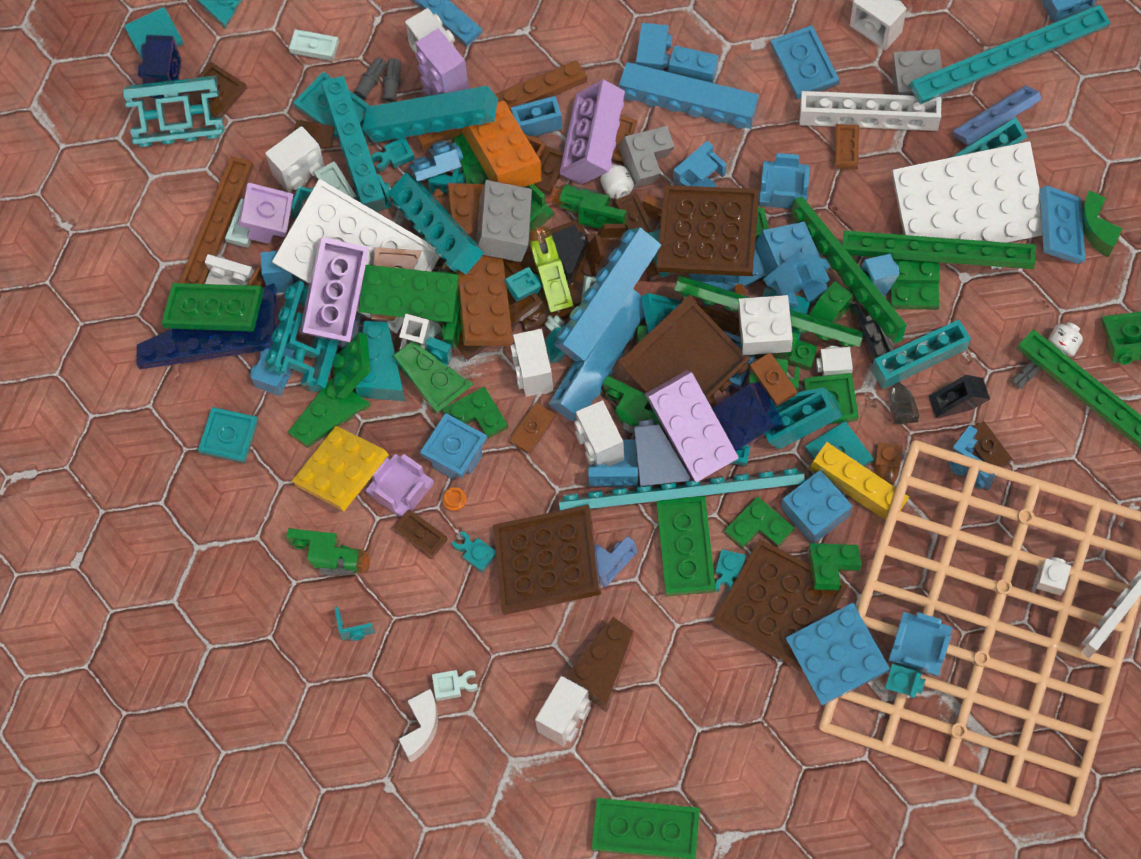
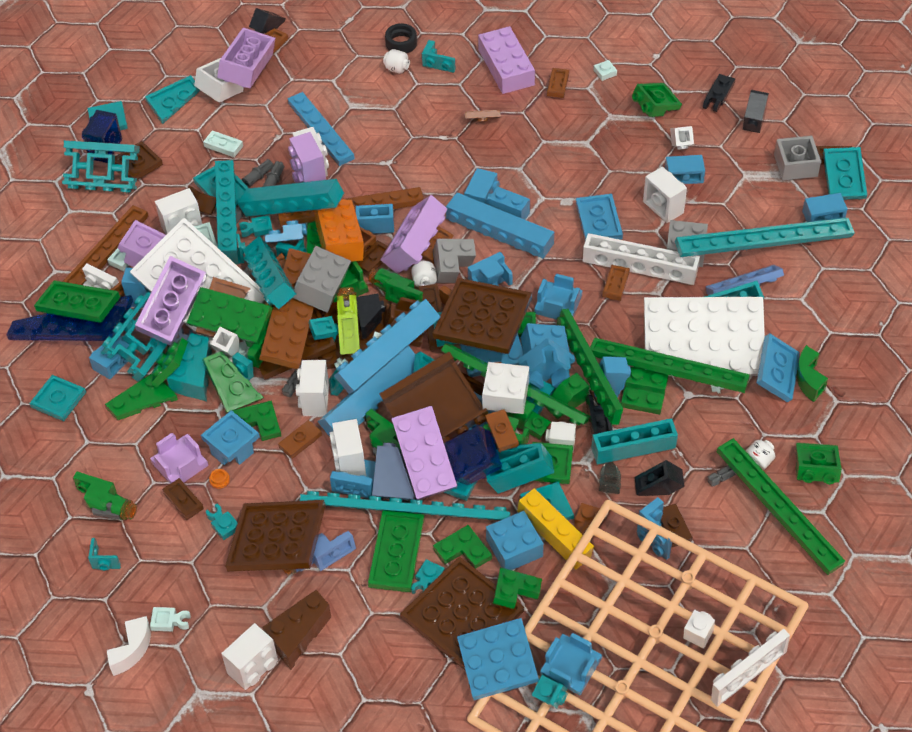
camera: 10 degrees right, 15 degrees down
(340, 468) = (134, 436): yellow plate -> none
(501, 359) = (289, 388): none -> dark grey axle

